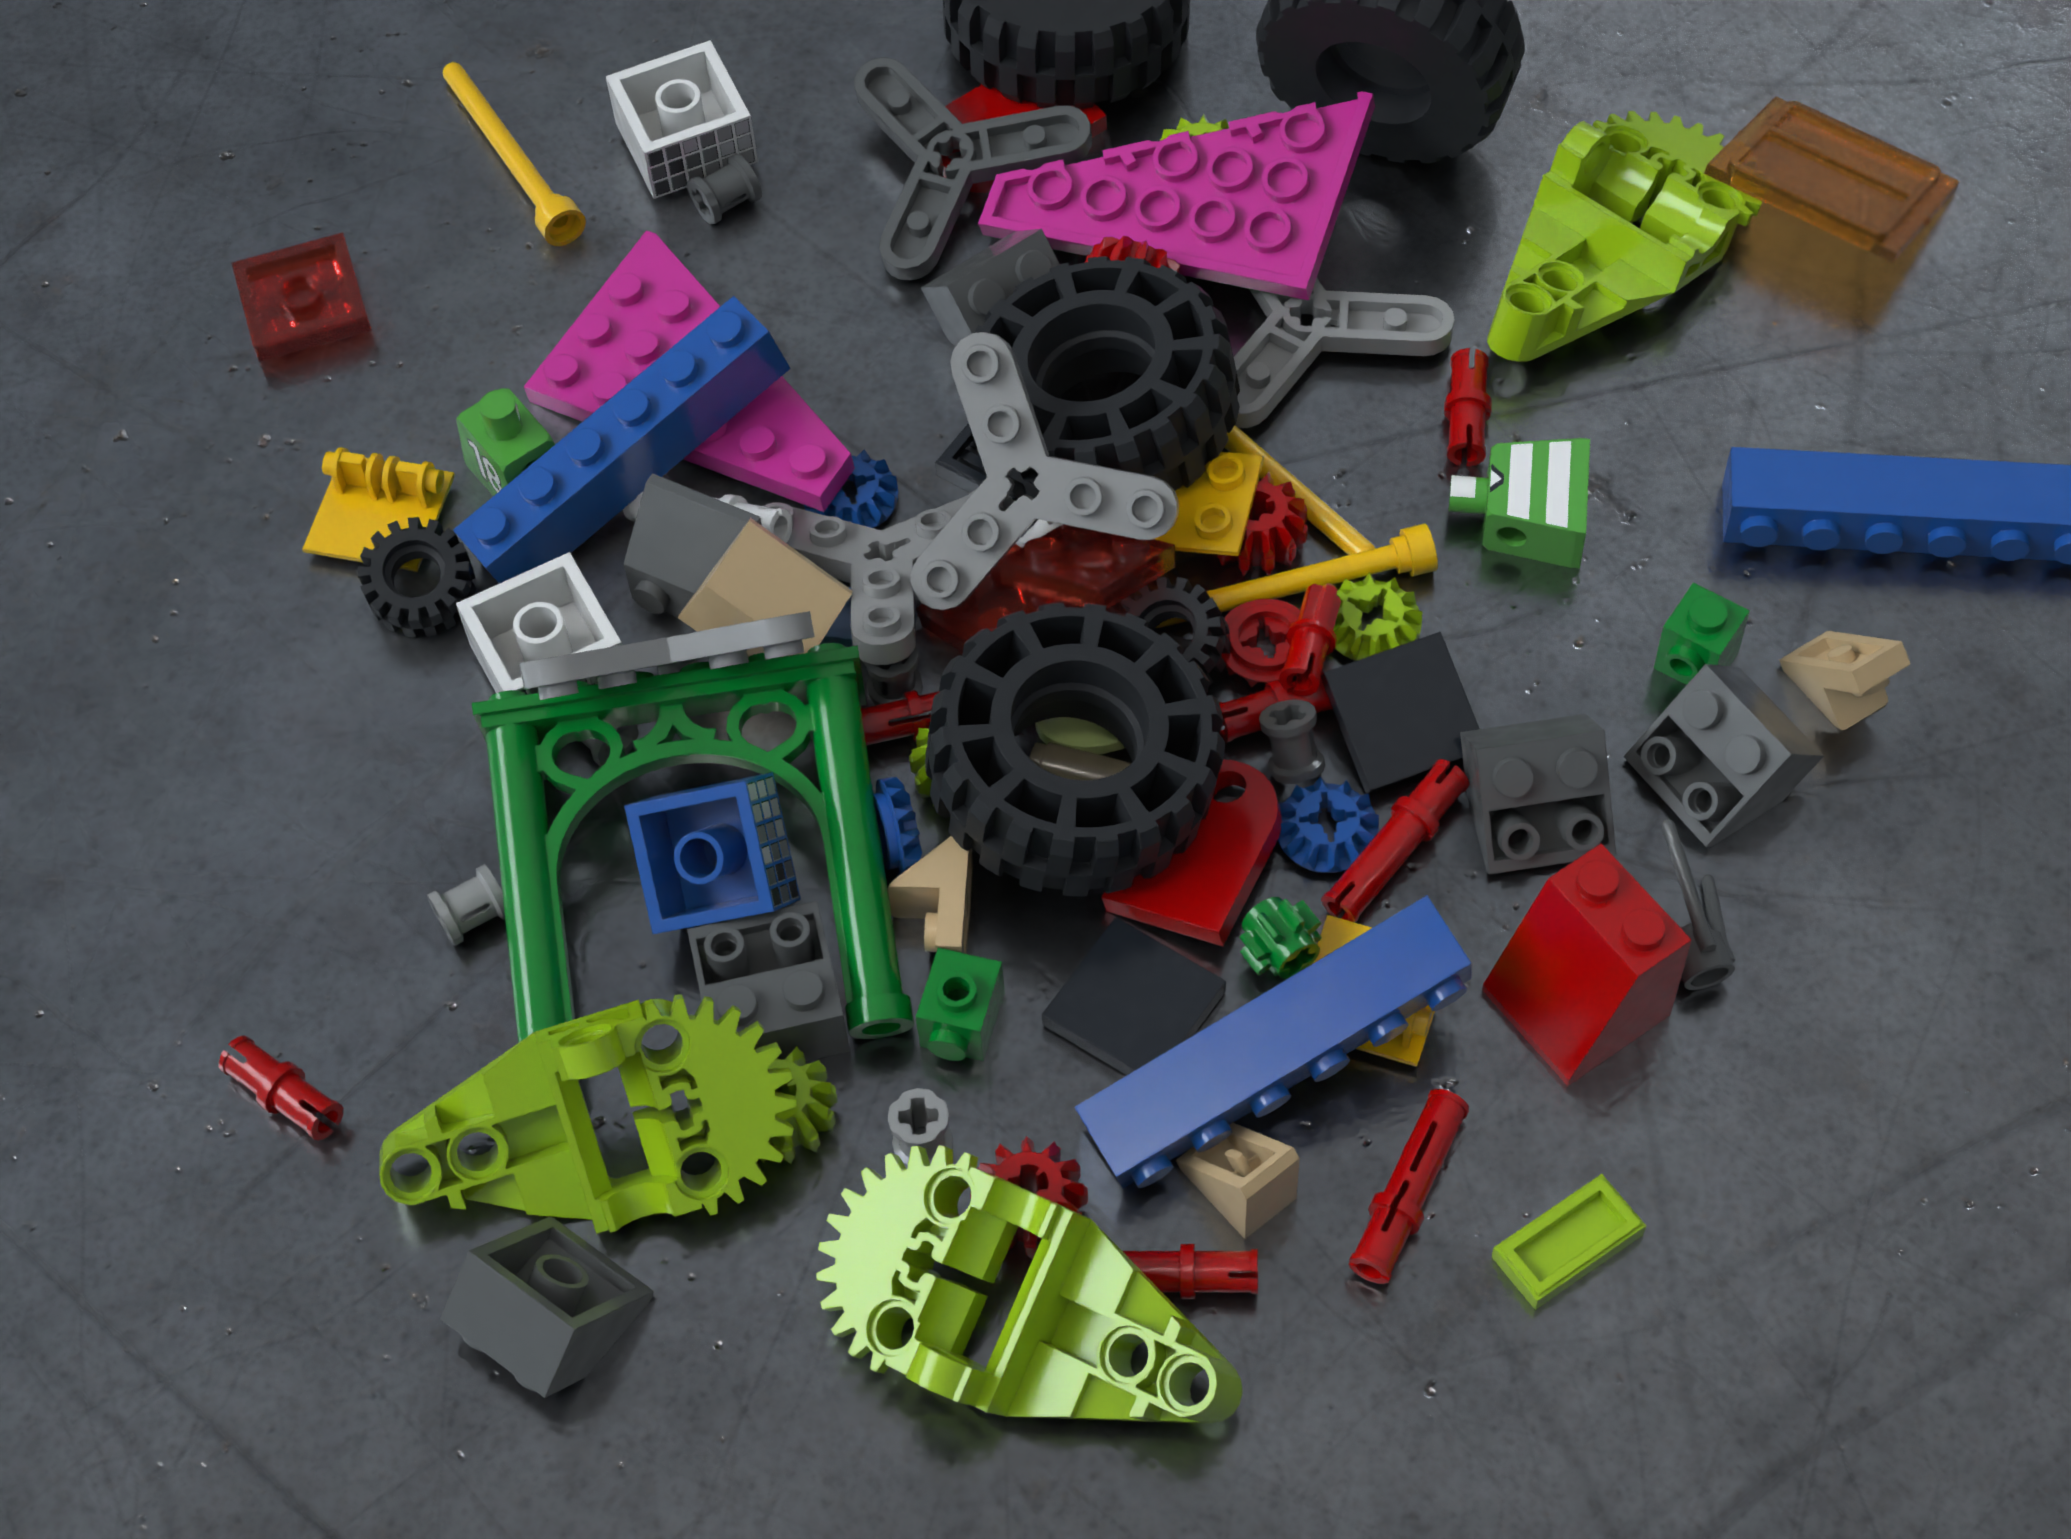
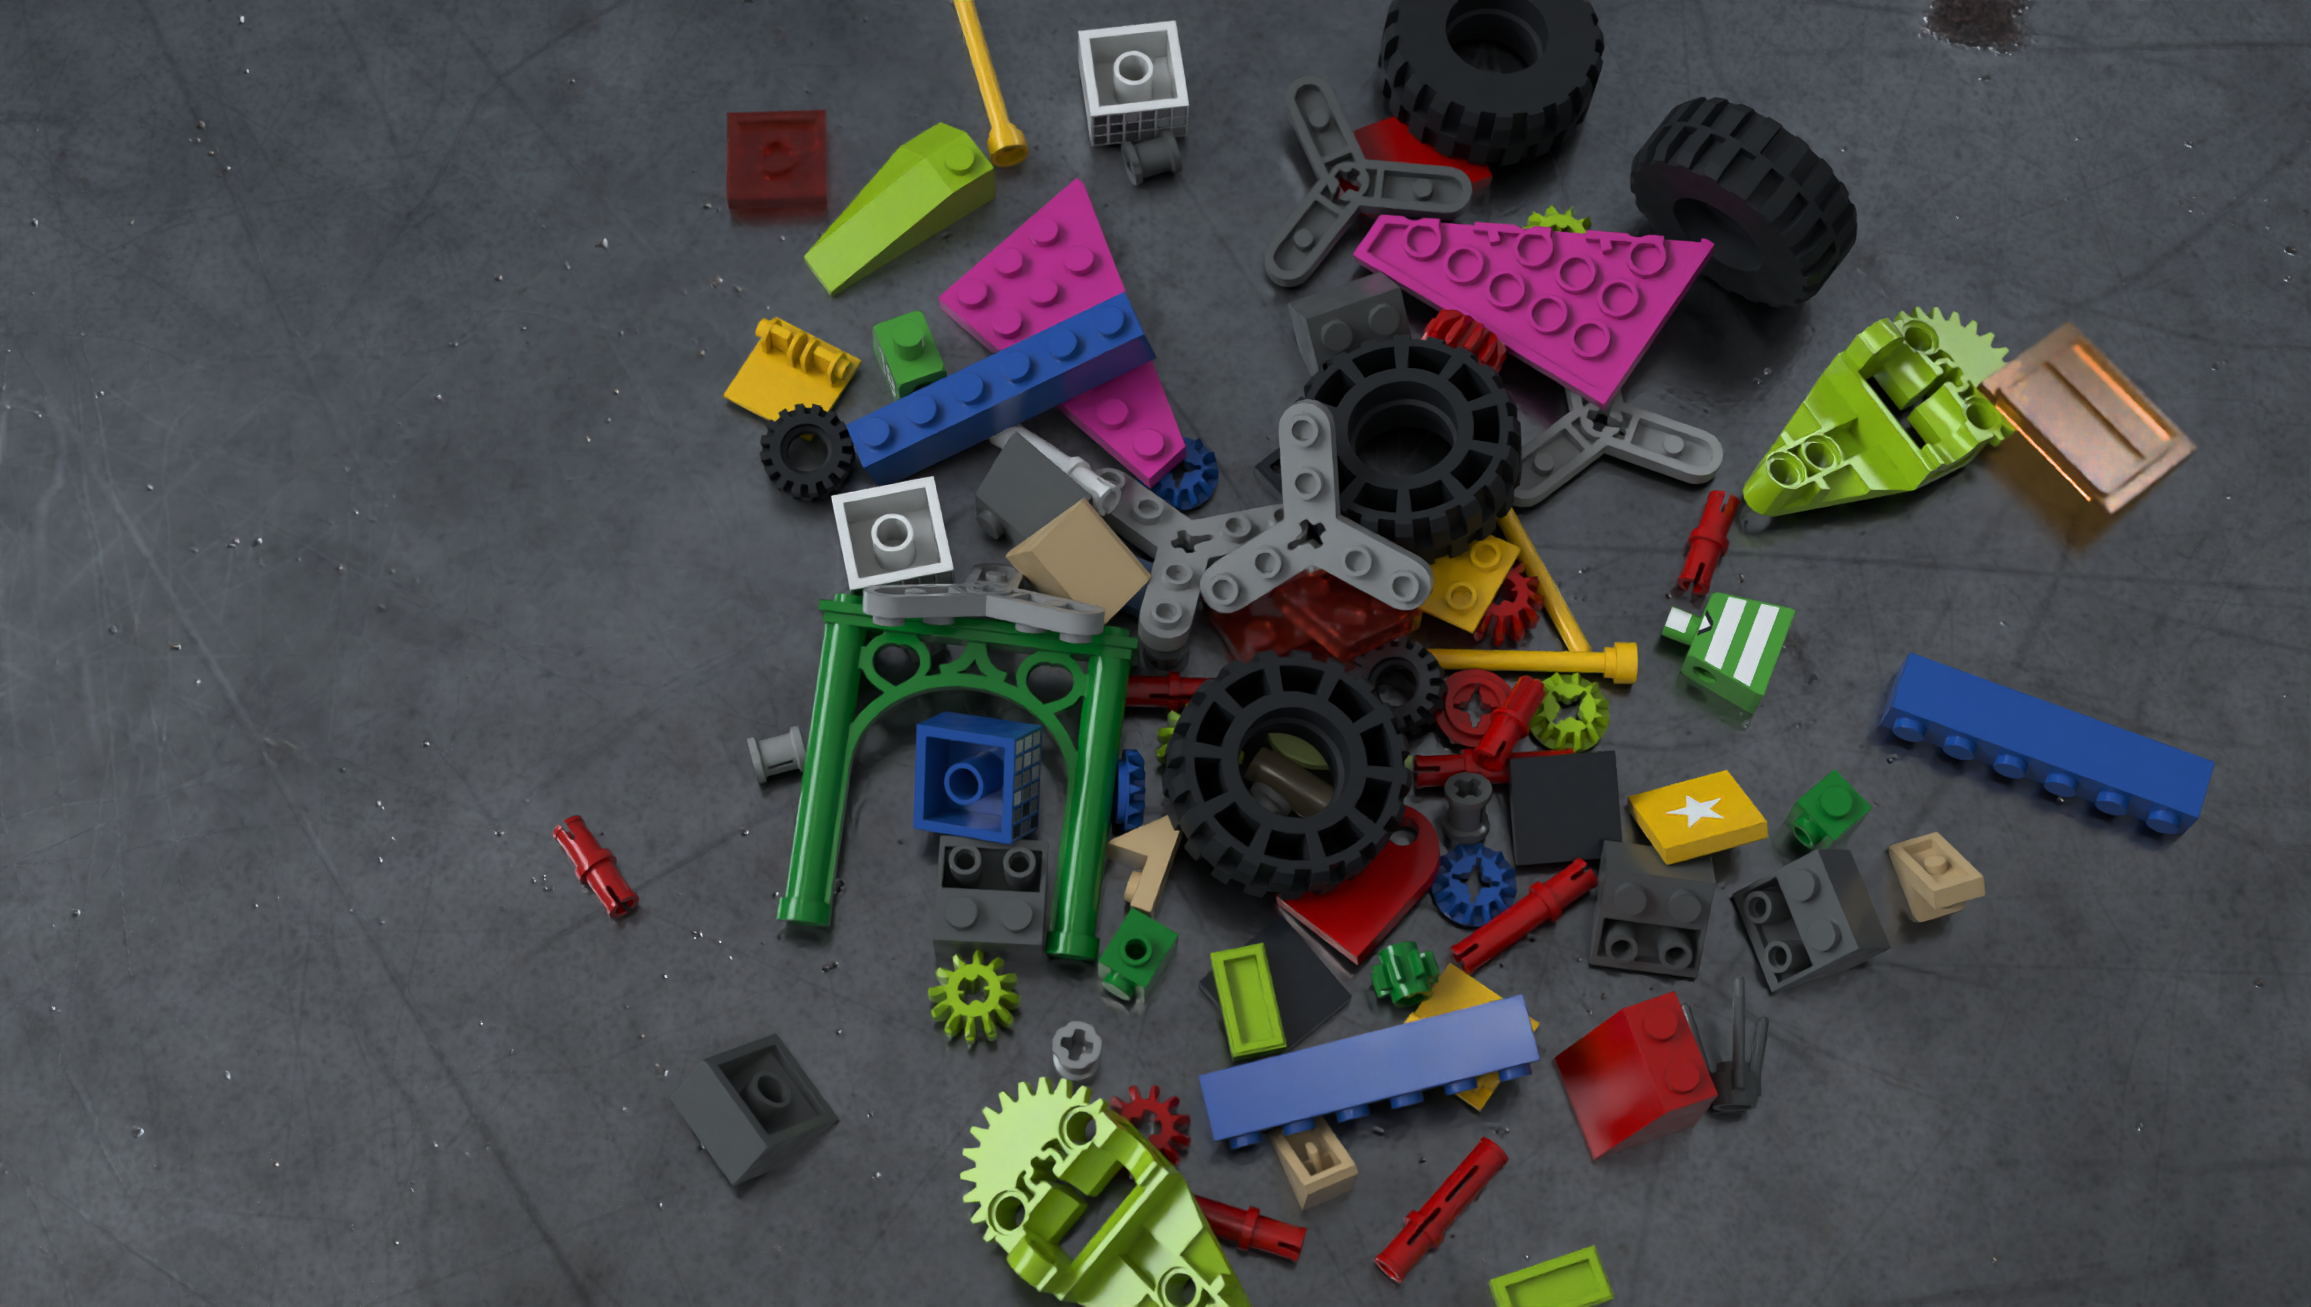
camera: 10 degrees right, 10 degrees up
(460, 307) = (905, 203): none -> lime wedge
(544, 1135) = (786, 981): lime connector -> none
(1105, 1015) = (1248, 1002): none -> lime tile
(1558, 679) = (1697, 817): none -> yellow tile

